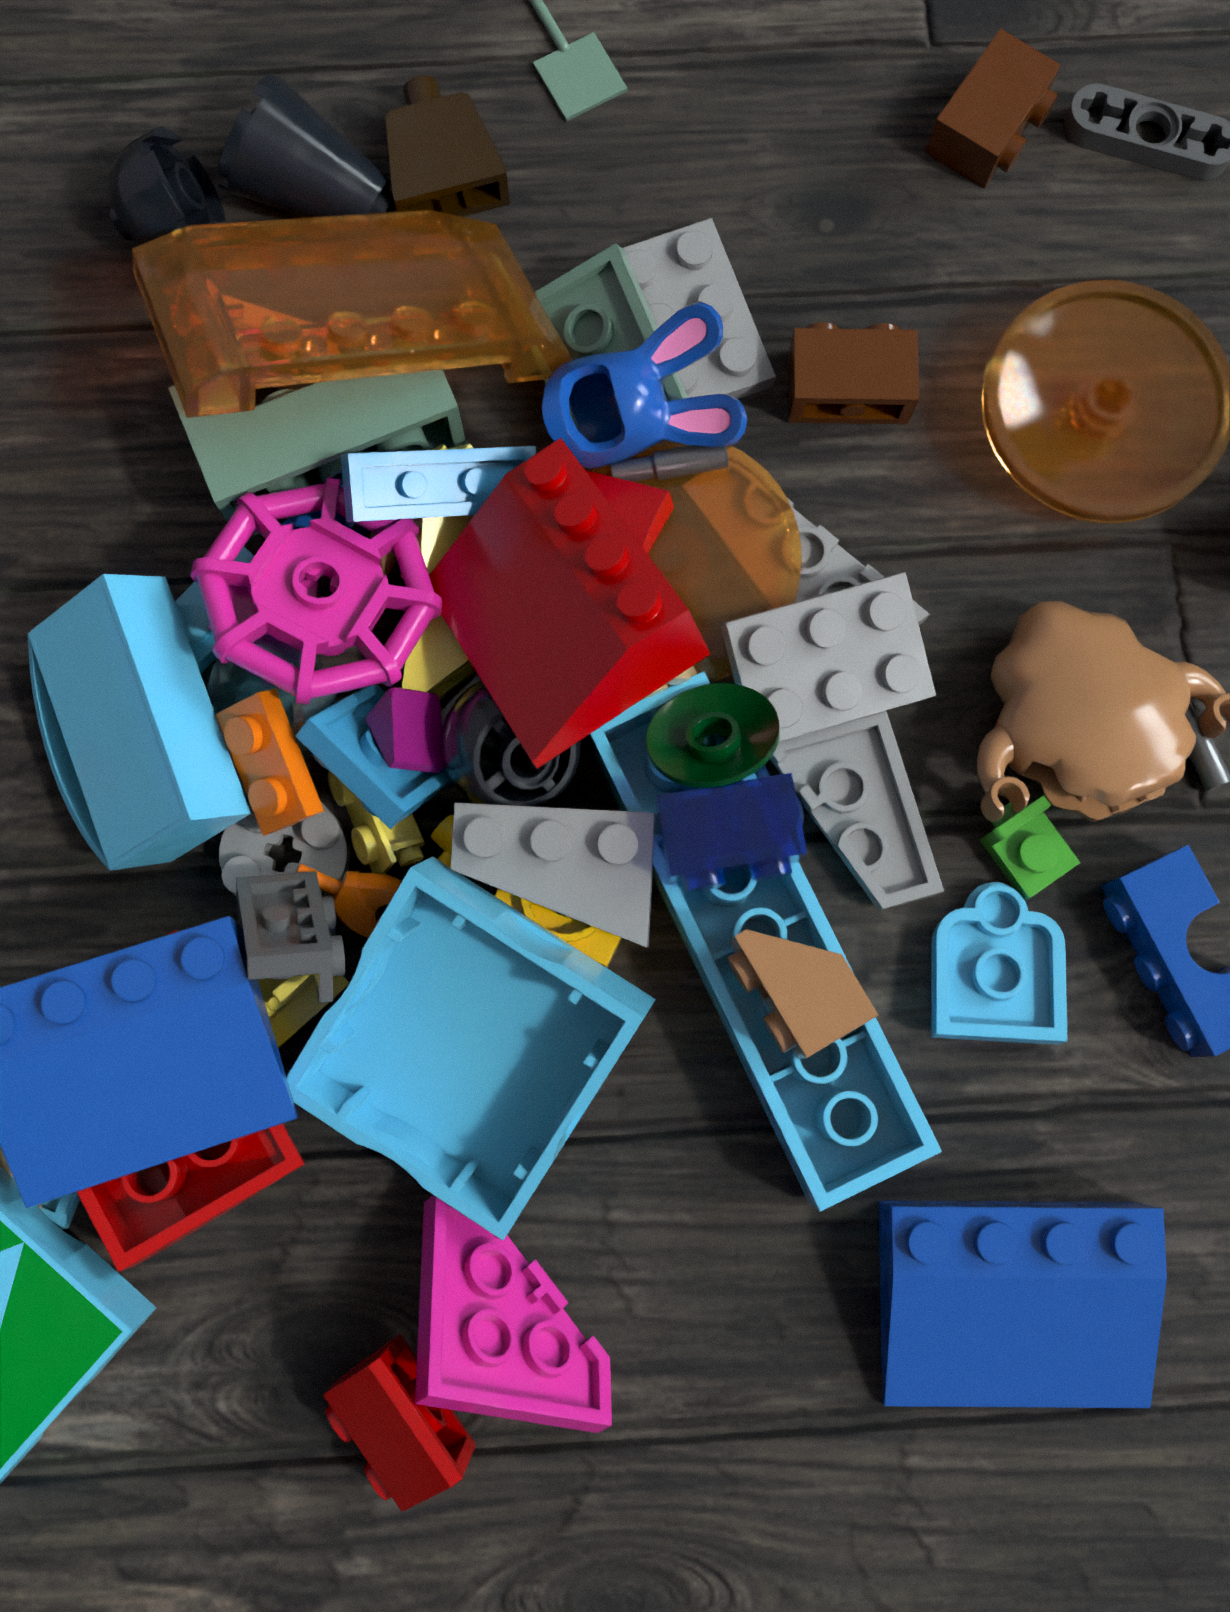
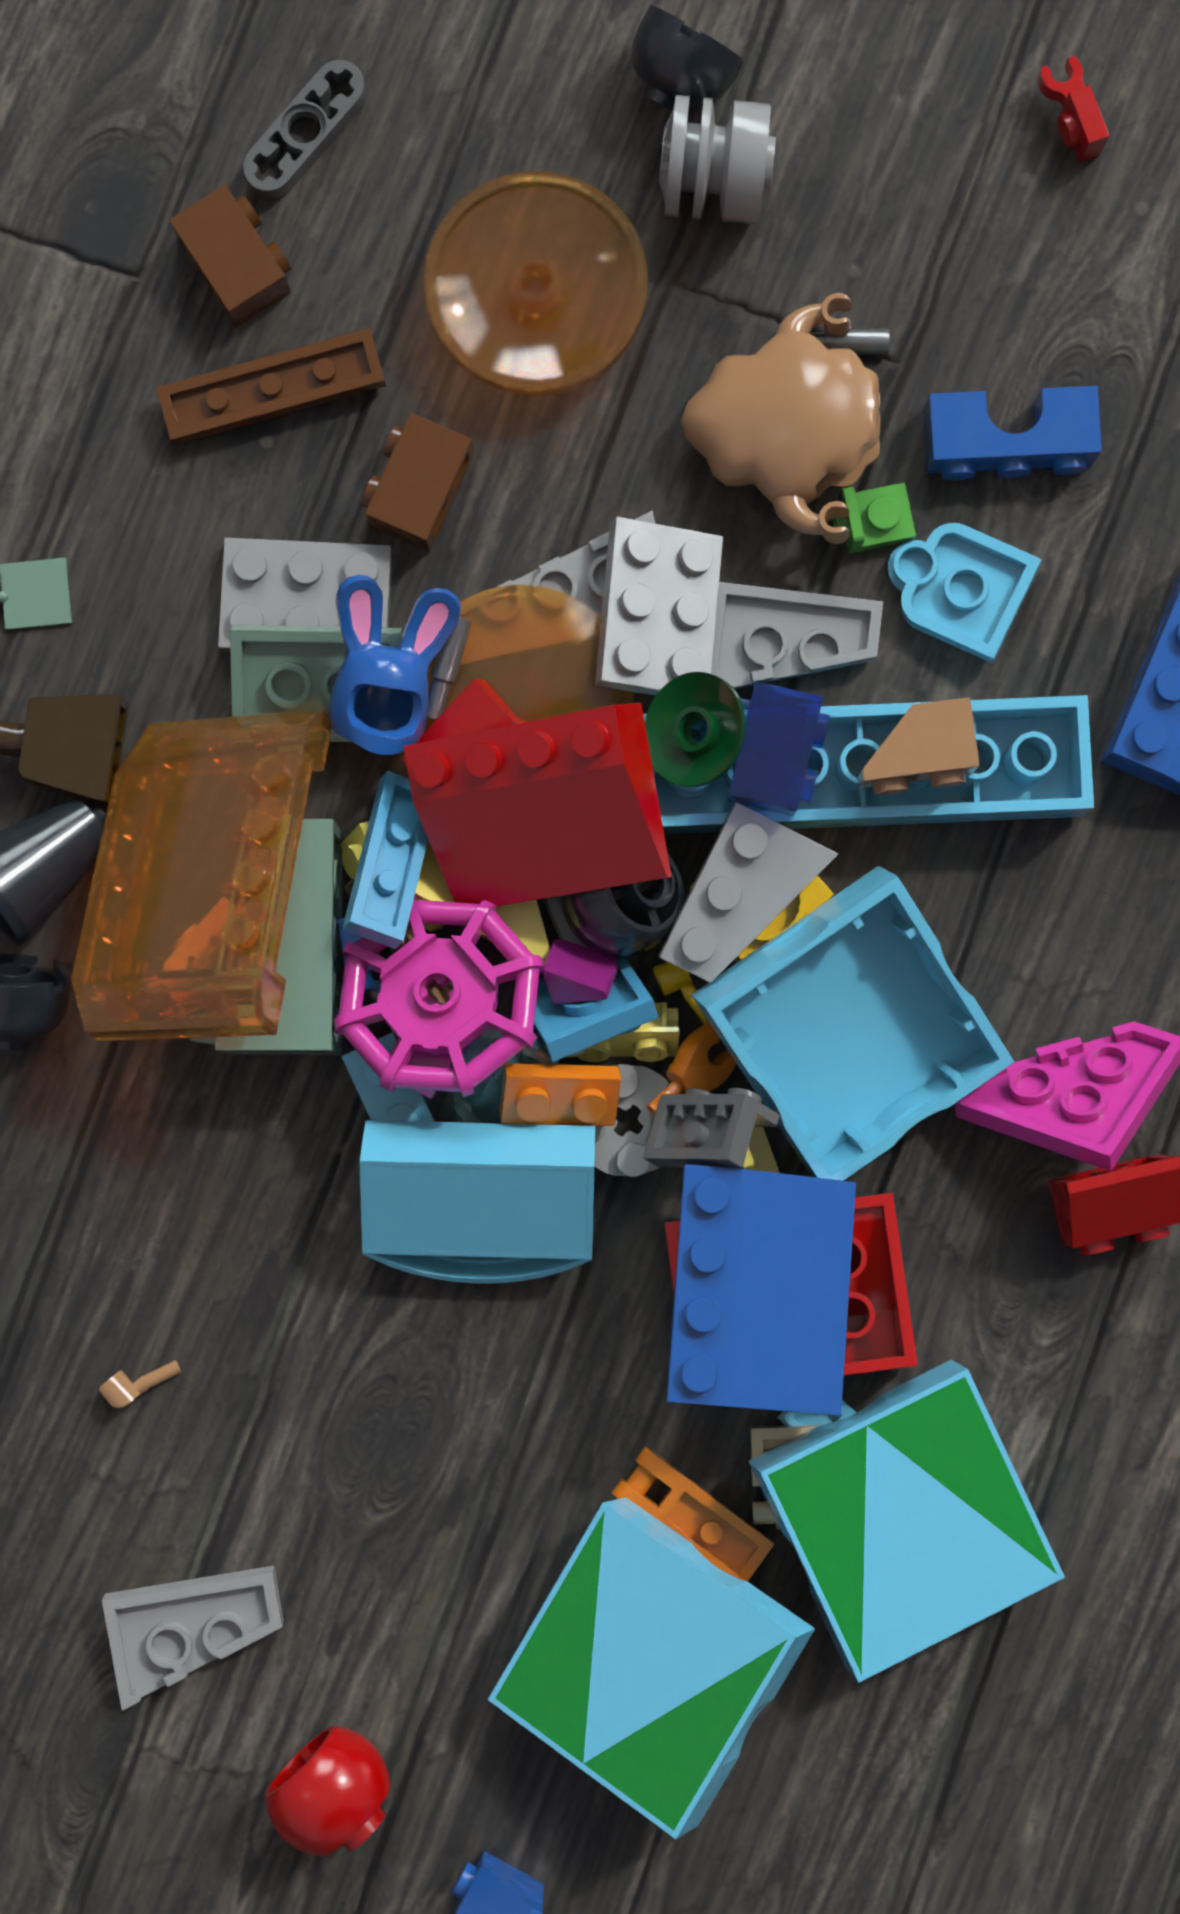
camera: 65 degrees left, 5 degrees up
(882, 201) = (271, 386): none -> reddish brown plate

